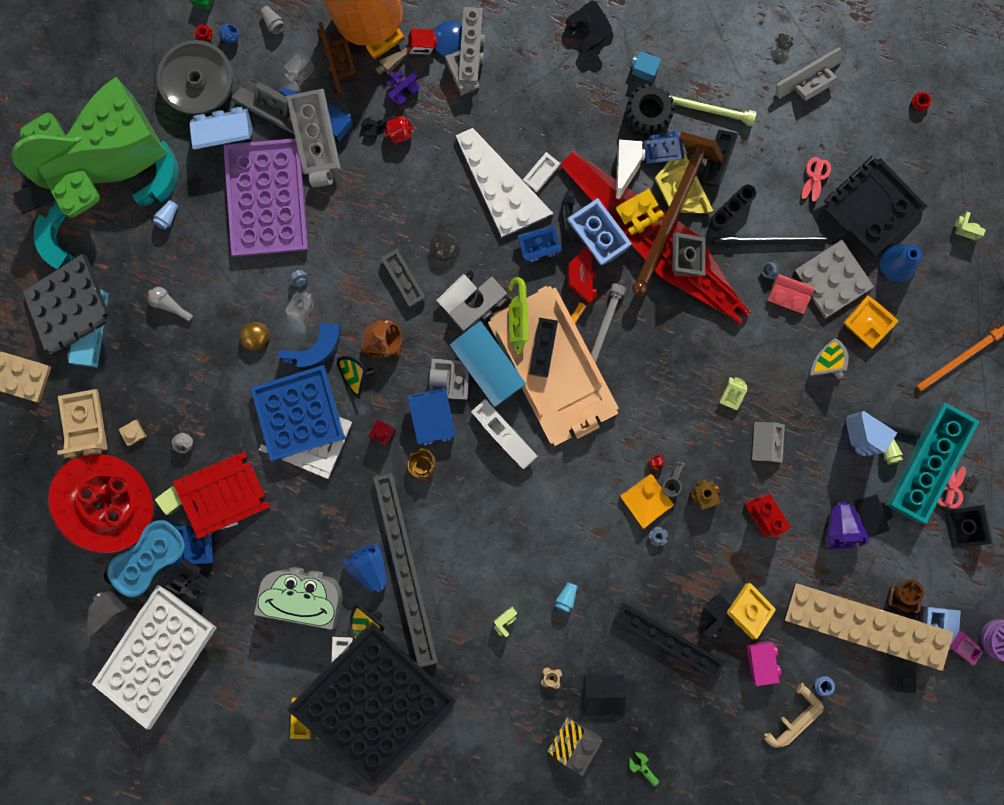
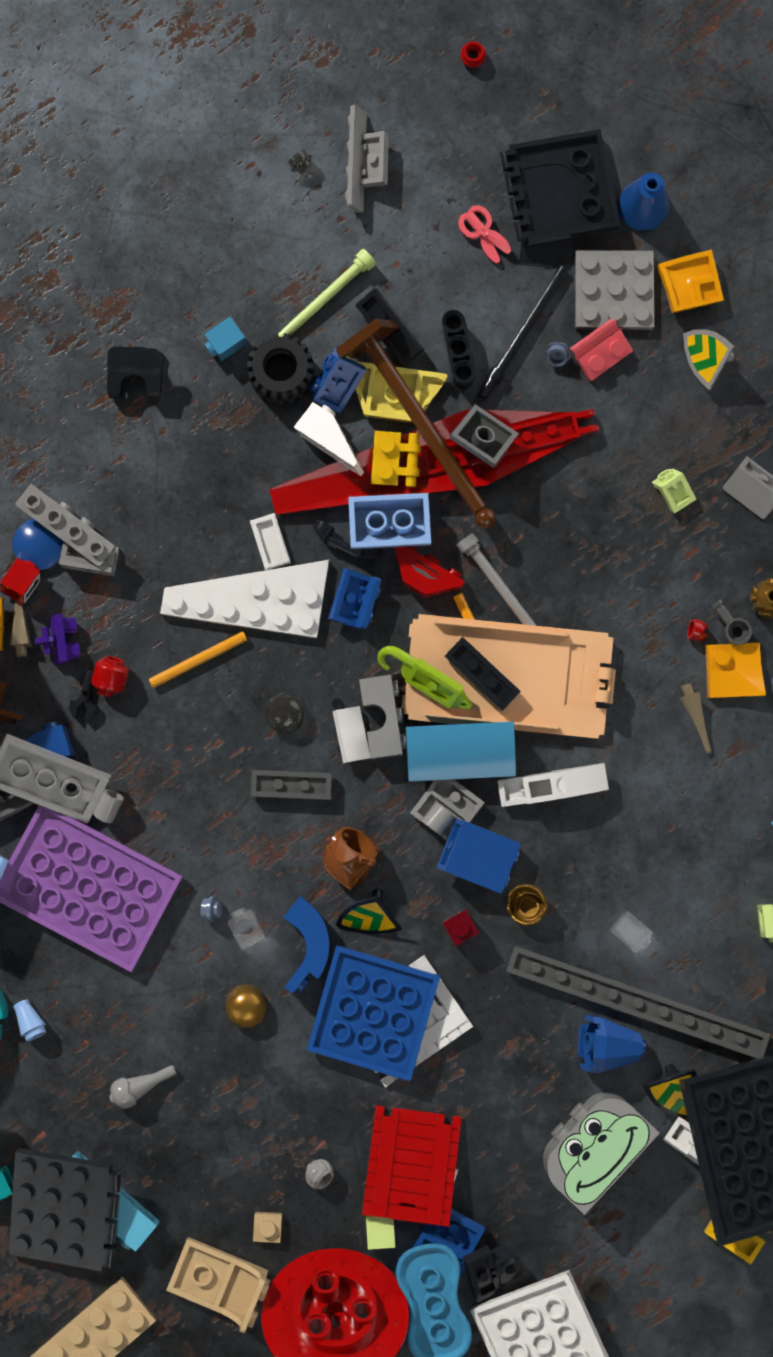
camera: 60 degrees left, 0 degrees up
(442, 175) = (198, 659): none -> light orange bar
(445, 539) = (631, 932): none -> clear brick
(609, 487) = (693, 705): none -> dark tan piece
(968, 230) = (658, 100): yellowish green bracket -> none

